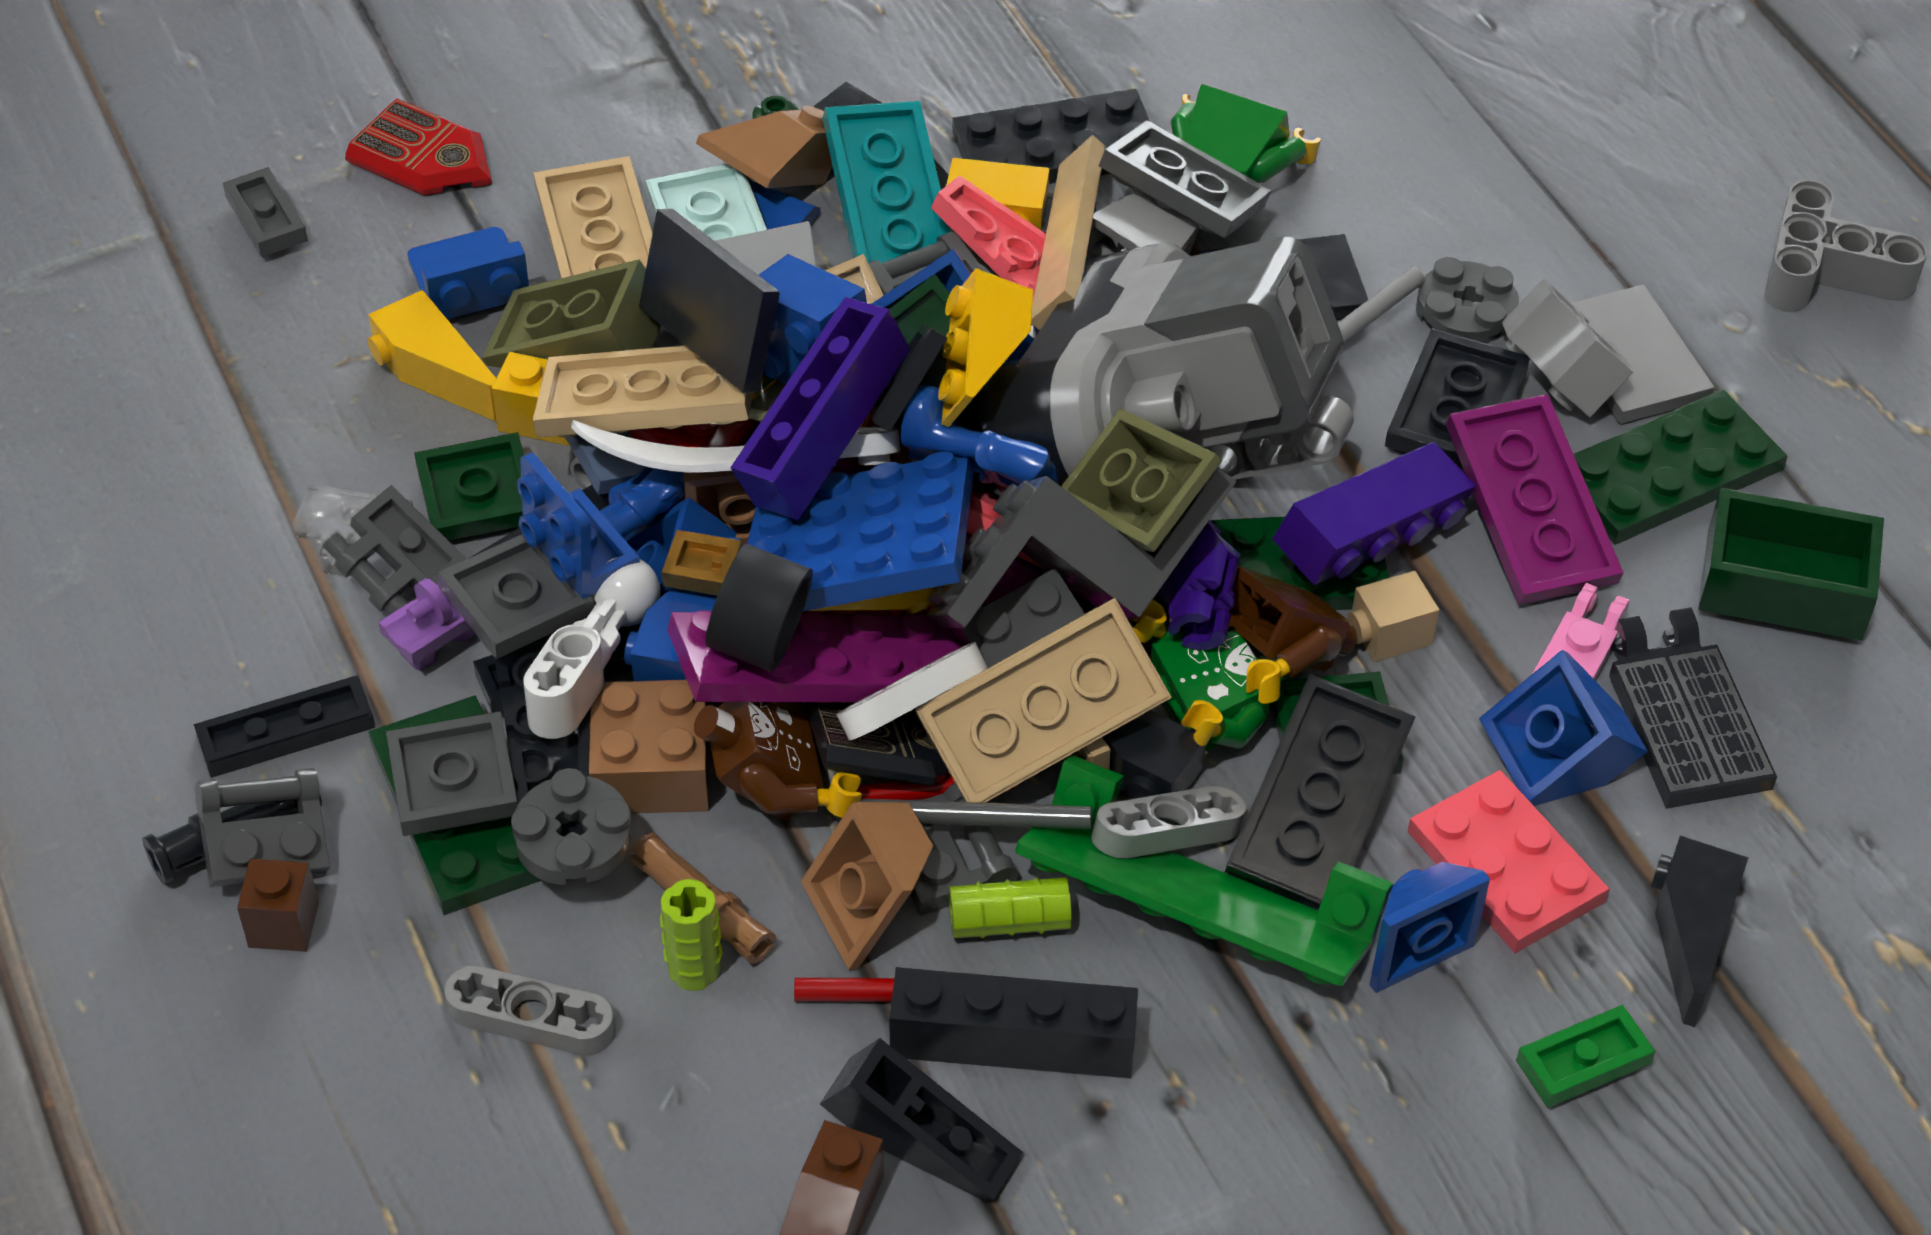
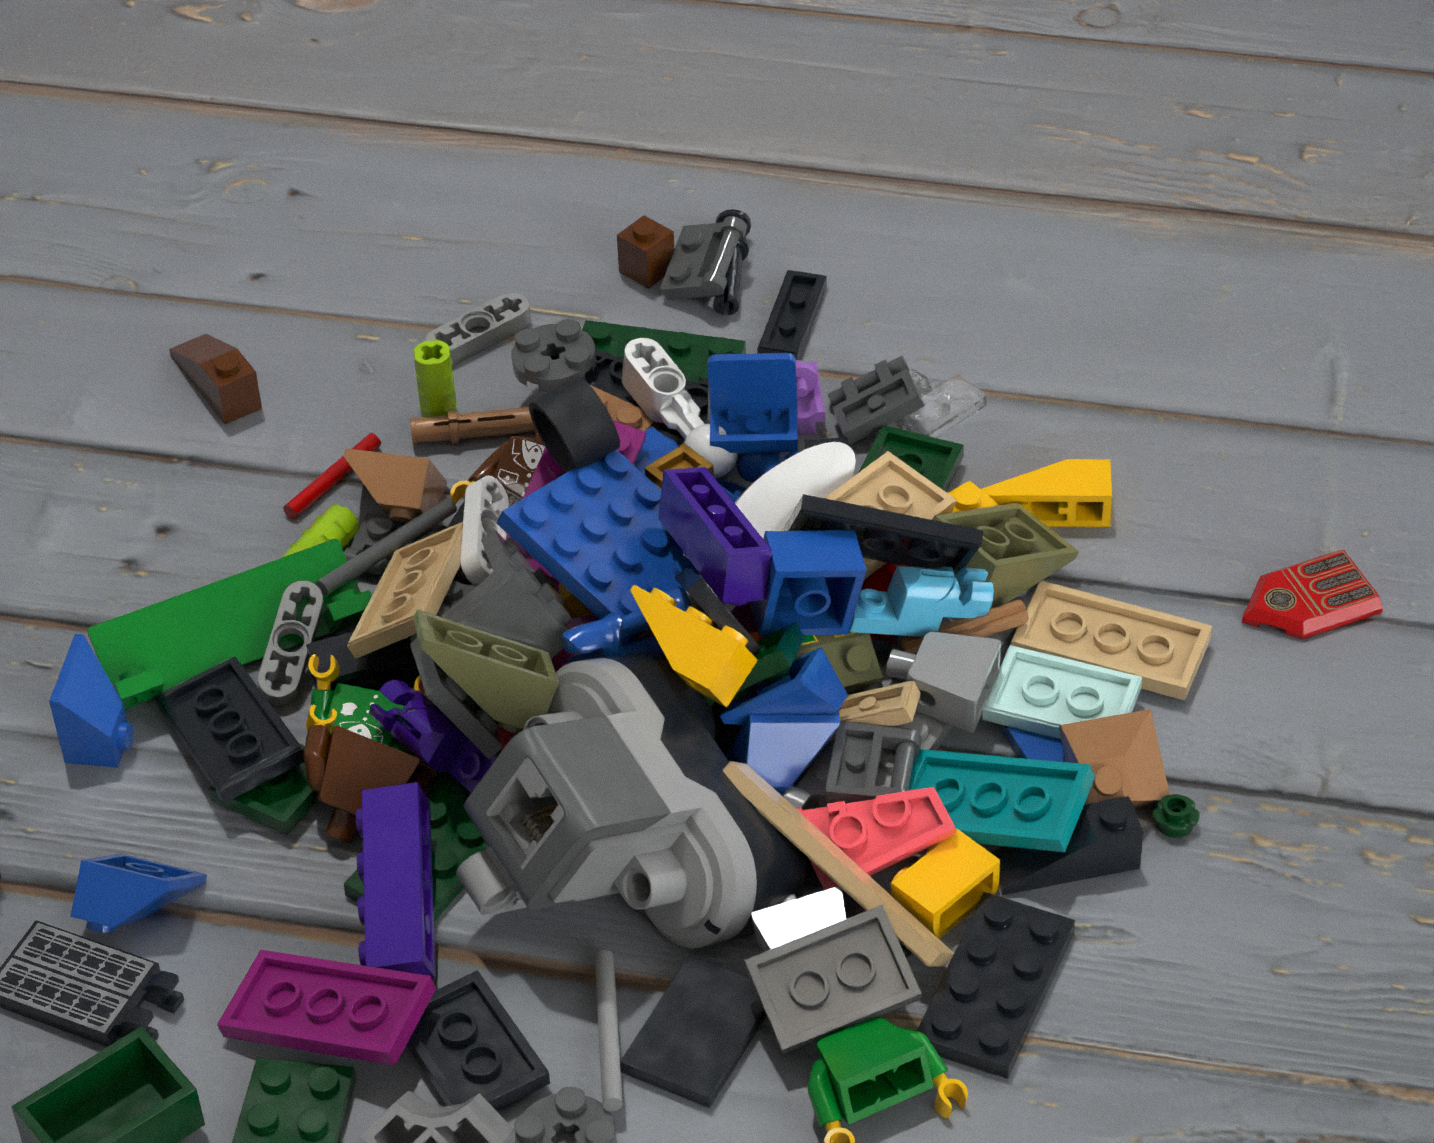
camera: 130 degrees right, 5 degrees down
(265, 212) = (1297, 476): dark grey plate -> none
(451, 773) = (673, 328): dark grey plate -> none
(469, 271) = (1131, 552): blue bracket -> none
(920, 1121) = (231, 431): black slope -> none
(1013, 1022) = (238, 500): black brick -> none
(1394, 616) = (321, 866): tan brick -> none
(1532, 870) = (94, 811): coral plate -> none
(1584, 639) = (193, 958): bright pink hinge -> none

